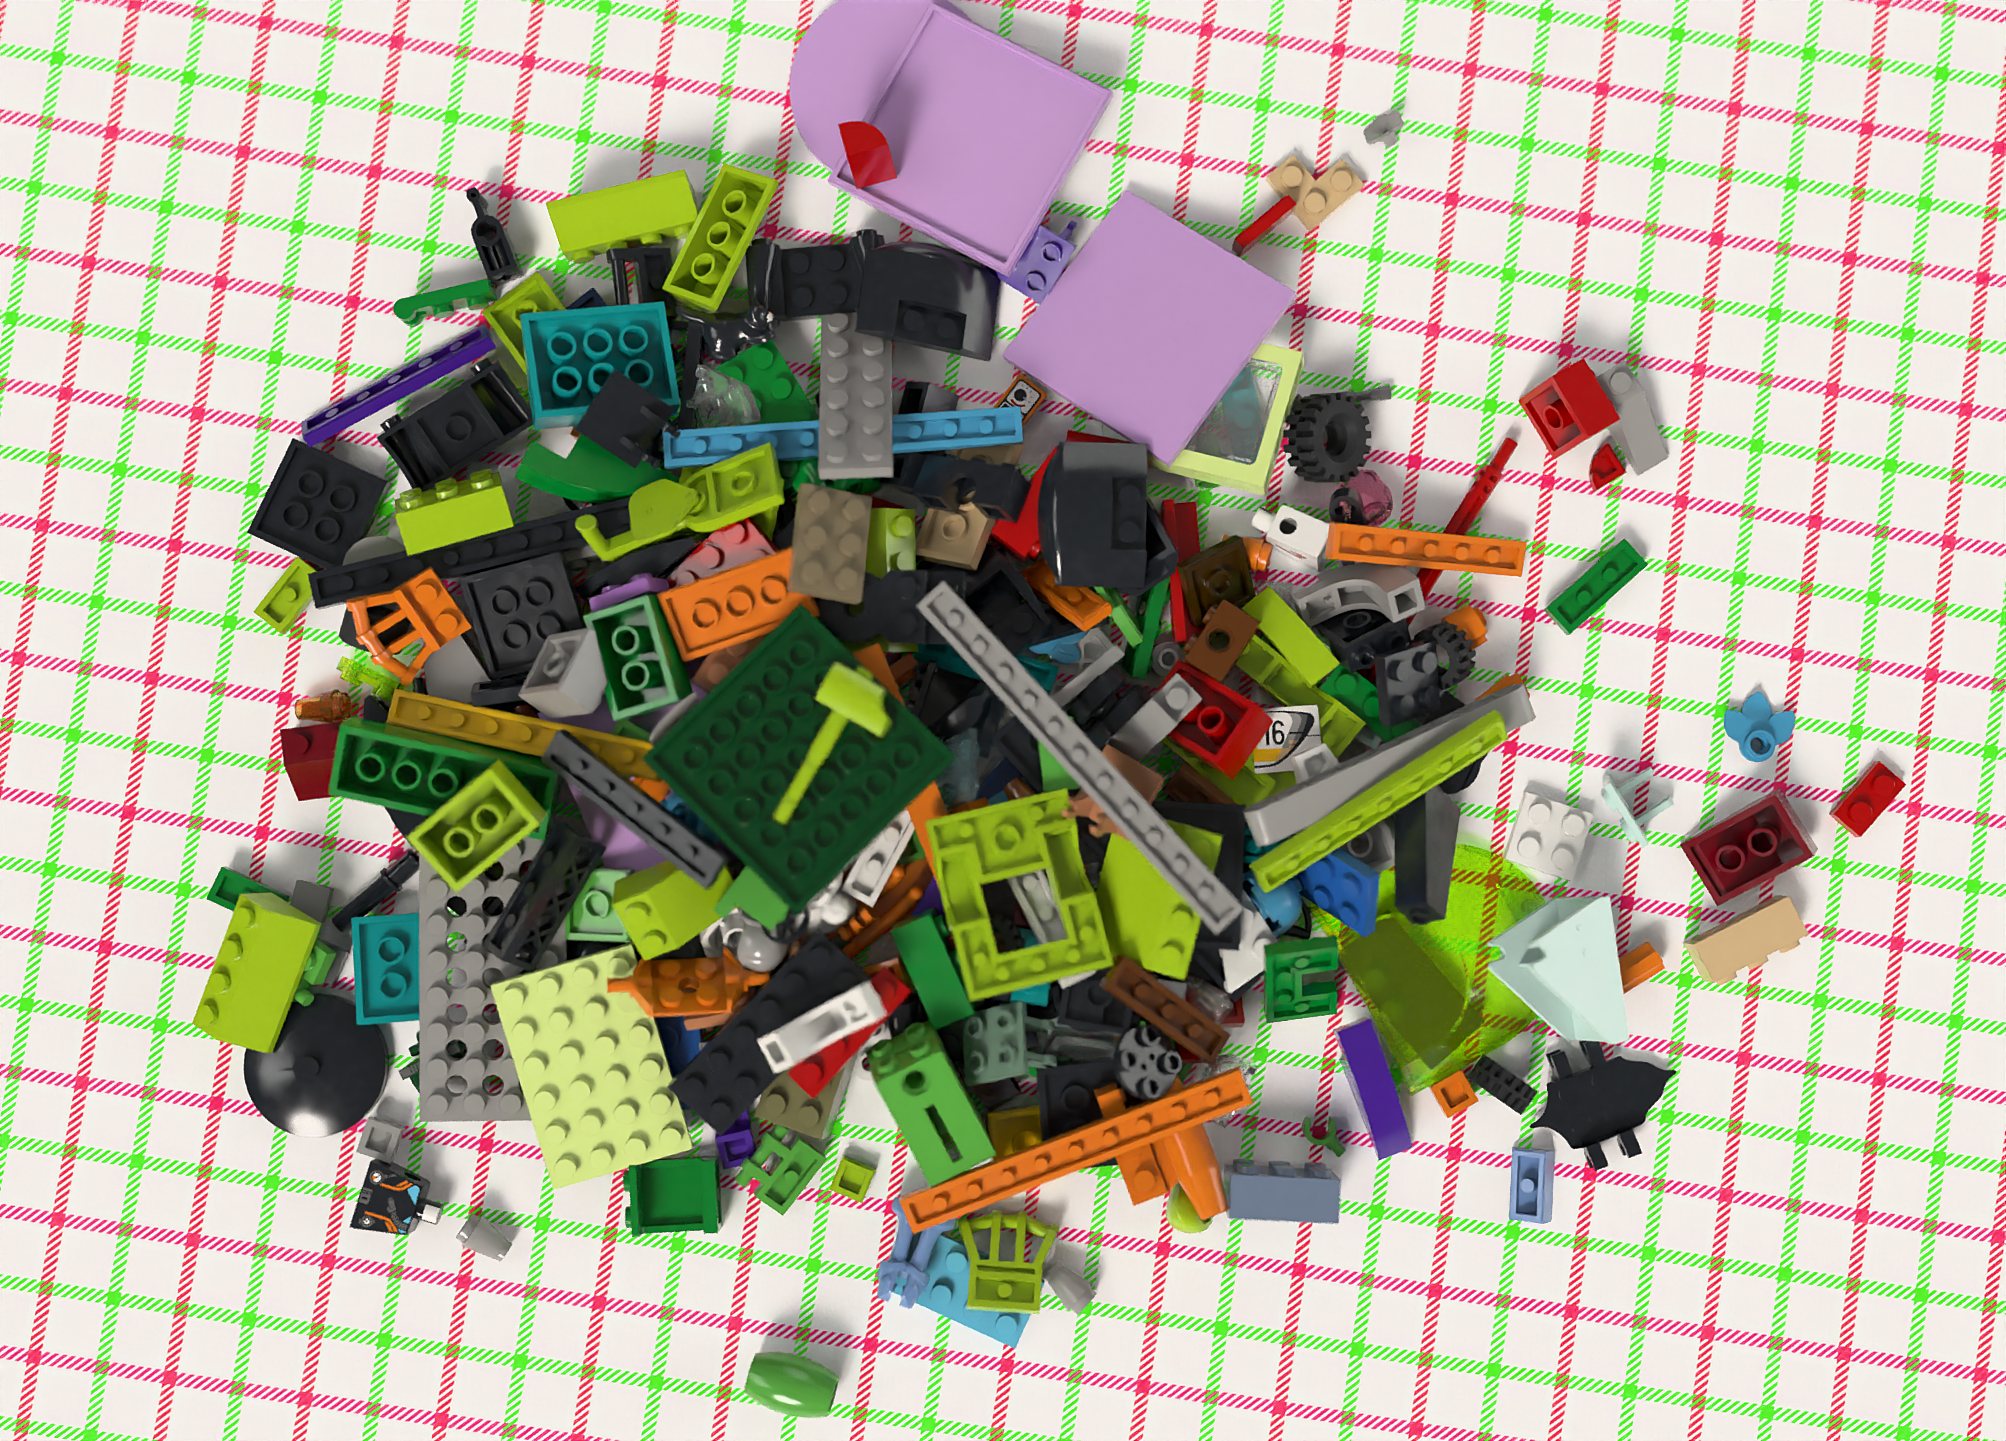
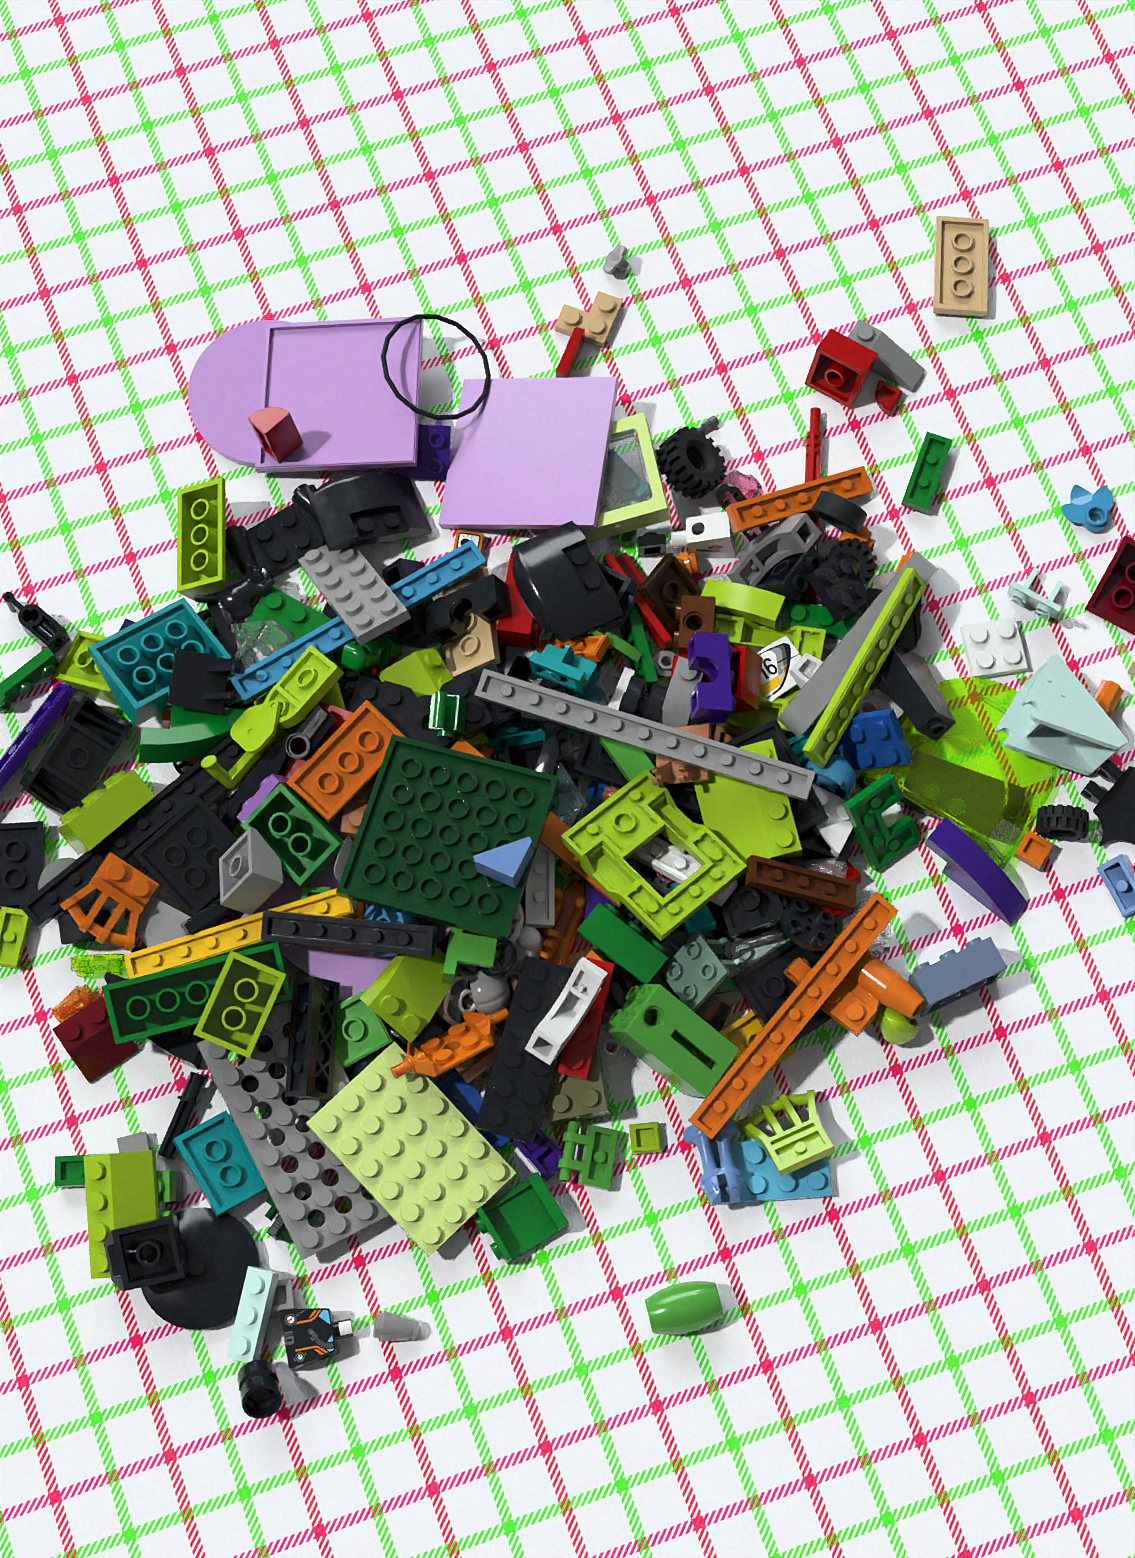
camera: 30 degrees left, 15 degrees down
(257, 1035) = (146, 1253): none -> black slope
(308, 1231) = (259, 1389): none -> black wheel
(343, 1148) = (253, 1314): none -> light aqua plate
(624, 216) = (124, 559): lime slope -> none
(651, 272) = (161, 587): black plate -> none
(713, 553) = (313, 731): none -> black piece
(829, 544) = (390, 686): dark tan plate -> none
(841, 833) = (506, 862): none -> medium blue slope
(851, 698) = (462, 772): lime piece -> none
(874, 614) = (447, 714): none -> green brick
(1028, 163) = (404, 400): none -> black piece
(1041, 616) = (563, 667): none -> teal panel
(1070, 1288) = (846, 1129): light grey cone -> none
(1212, 697) = (711, 655): none -> dark purple arch
(1229, 508) = (651, 544): none -> black plate
(1328, 1140) = (968, 928): bright green piece -> none
(1460, 592) = (839, 512): none -> black tyre
(1788, 350) = (961, 266): none -> tan plate

